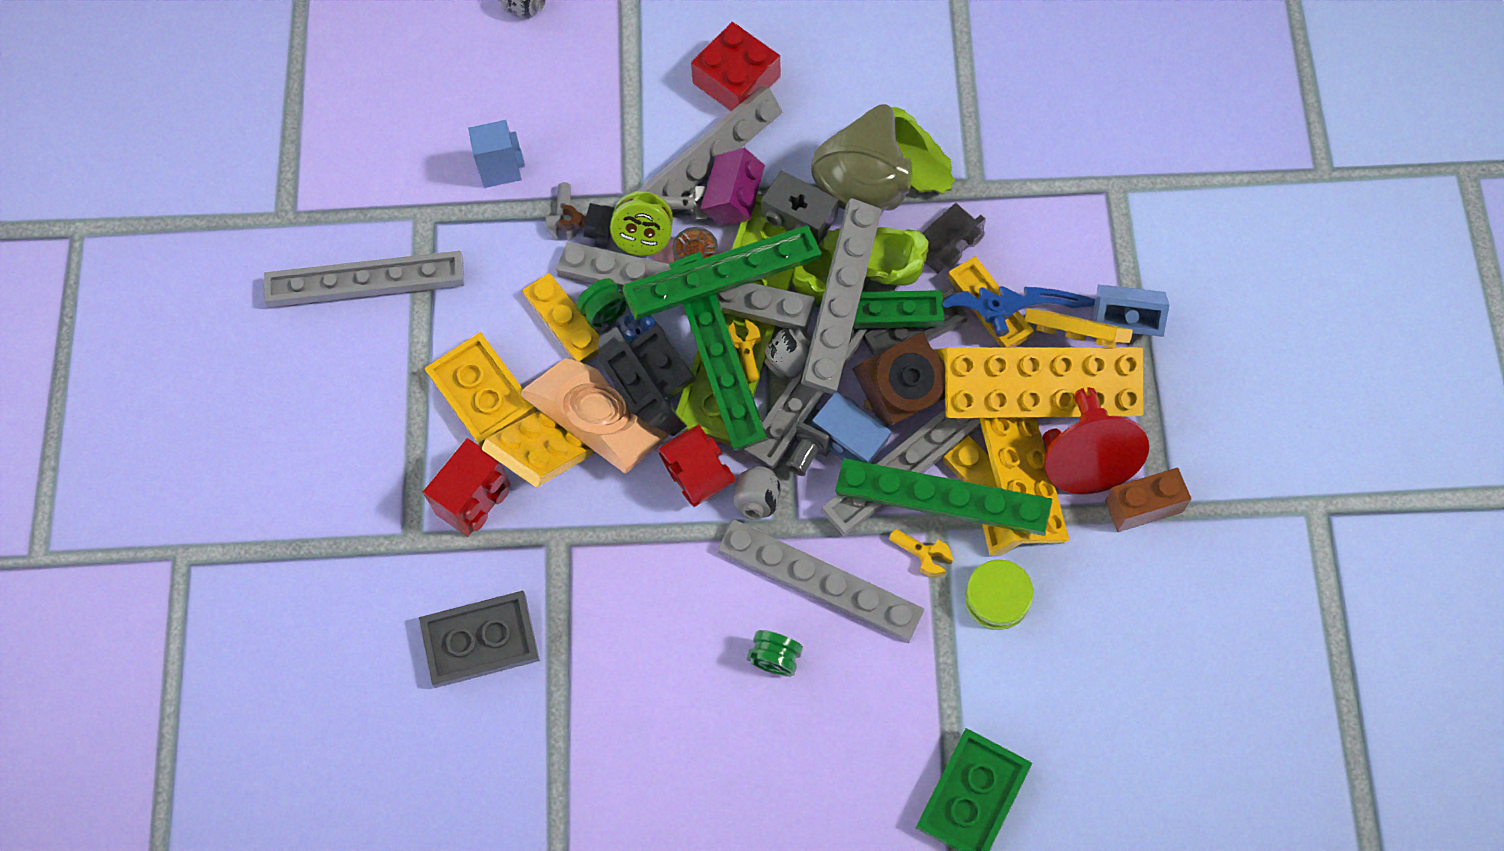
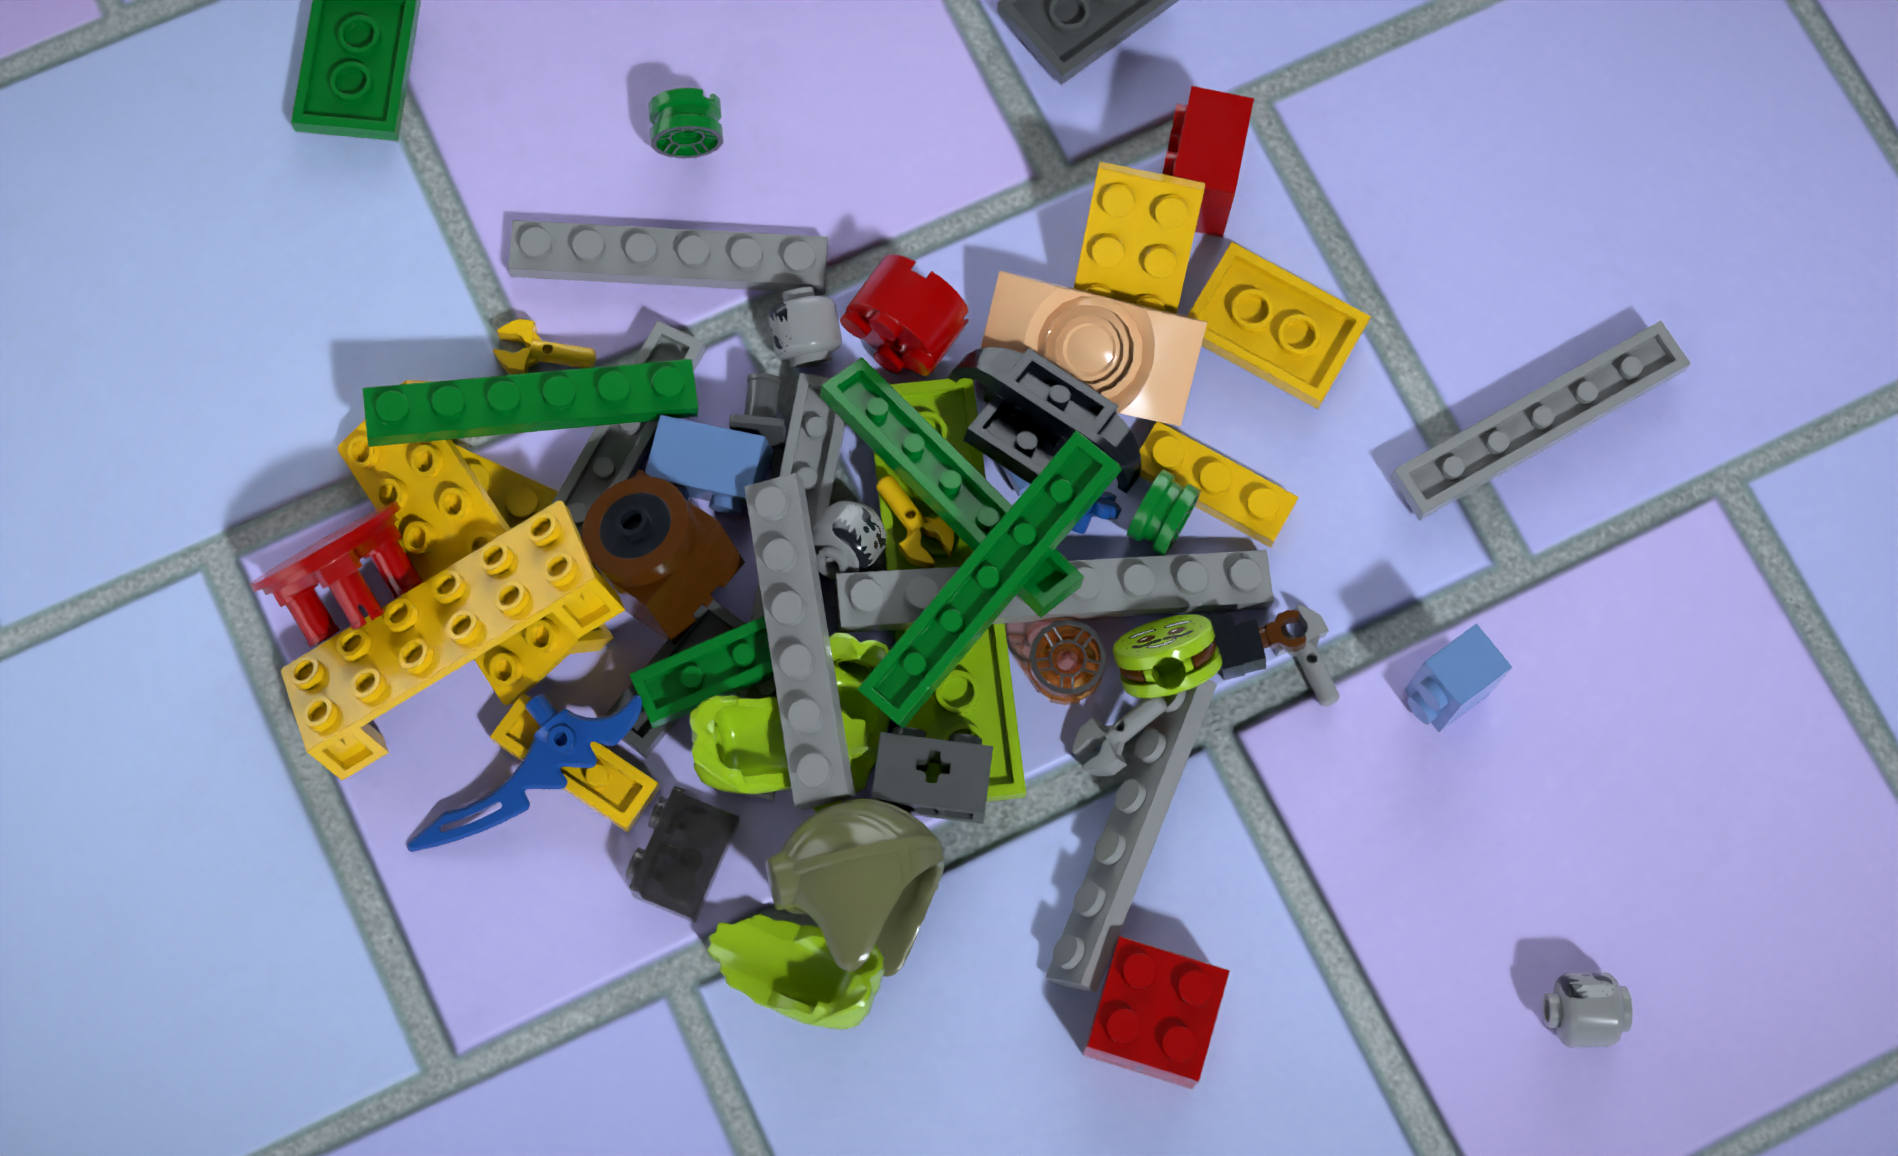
camera: 150 degrees right, 5 degrees up
(732, 187) = (1057, 783): magenta brick -> none
(999, 594) = (410, 325): lime head -> none
(1078, 328) = (418, 750): yellow plate -> none
(1132, 308) = (347, 826): medium blue brick -> none
(1148, 499) = (236, 536): dark orange brick -> none

